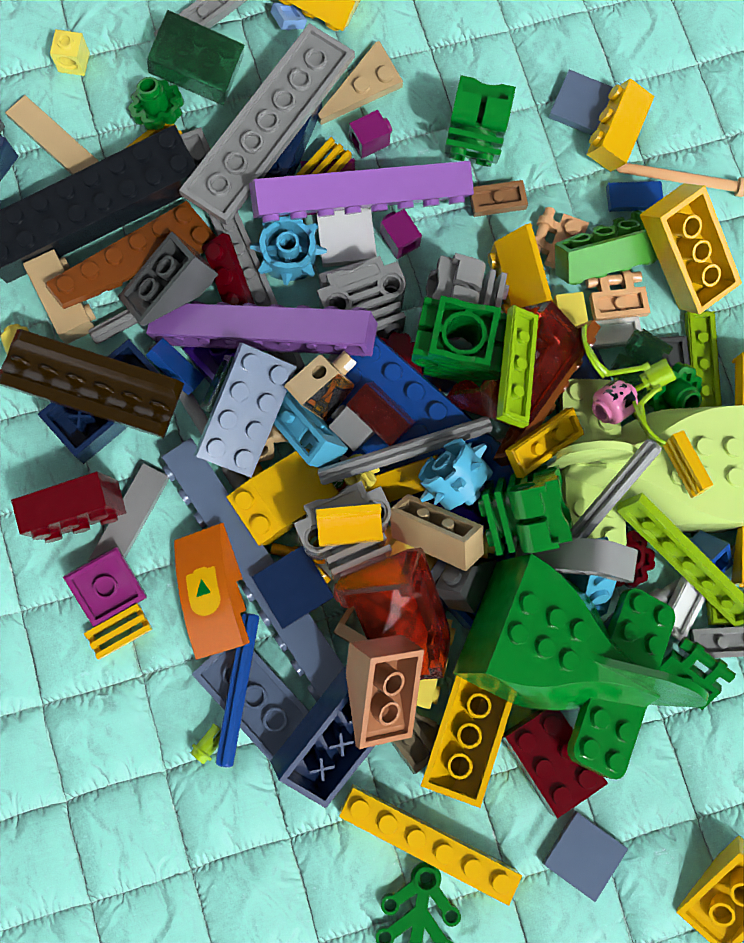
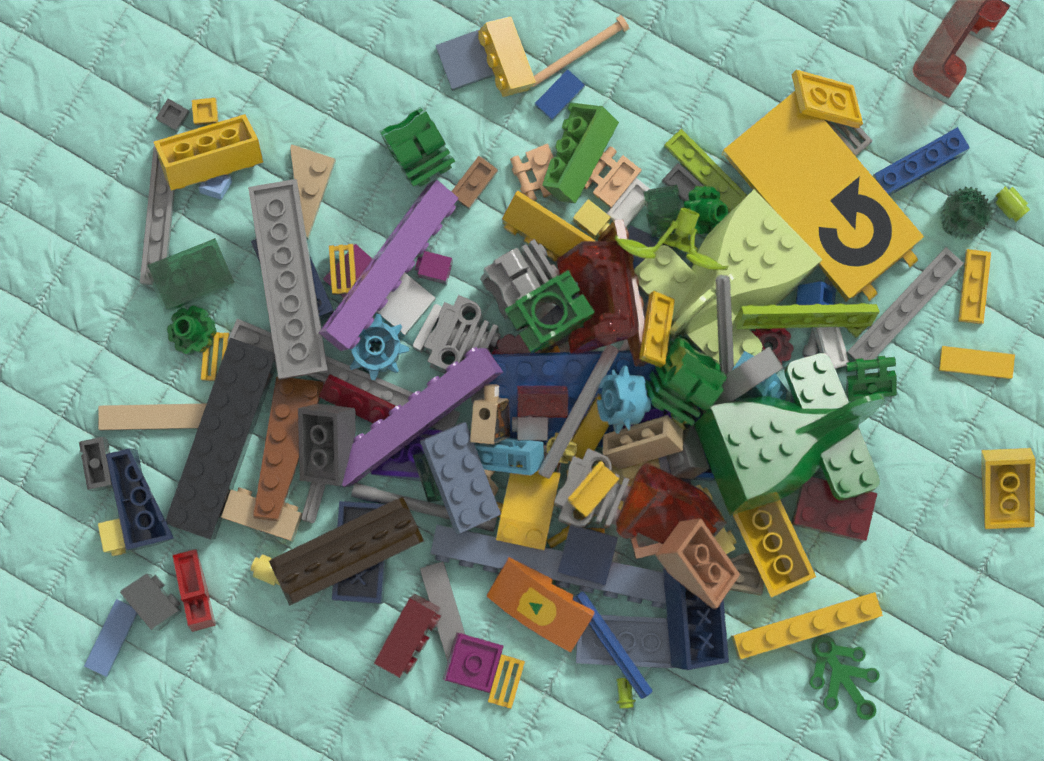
camera: 30 degrees left, 5 degrees up
(69, 52) = (100, 349): light yellow brick -> none
(175, 365) = (381, 489): blue tile -> none
(370, 133) = (350, 216): magenta brick -> none
(517, 367) = (600, 302): lime tile -> none
(585, 856) = (904, 547): sand blue tile -> none
(614, 402) = (674, 263): bright pink head -> none
(687, 464) = (752, 264): yellow tile -> none
(691, 248) = (631, 109): yellow brick -> none

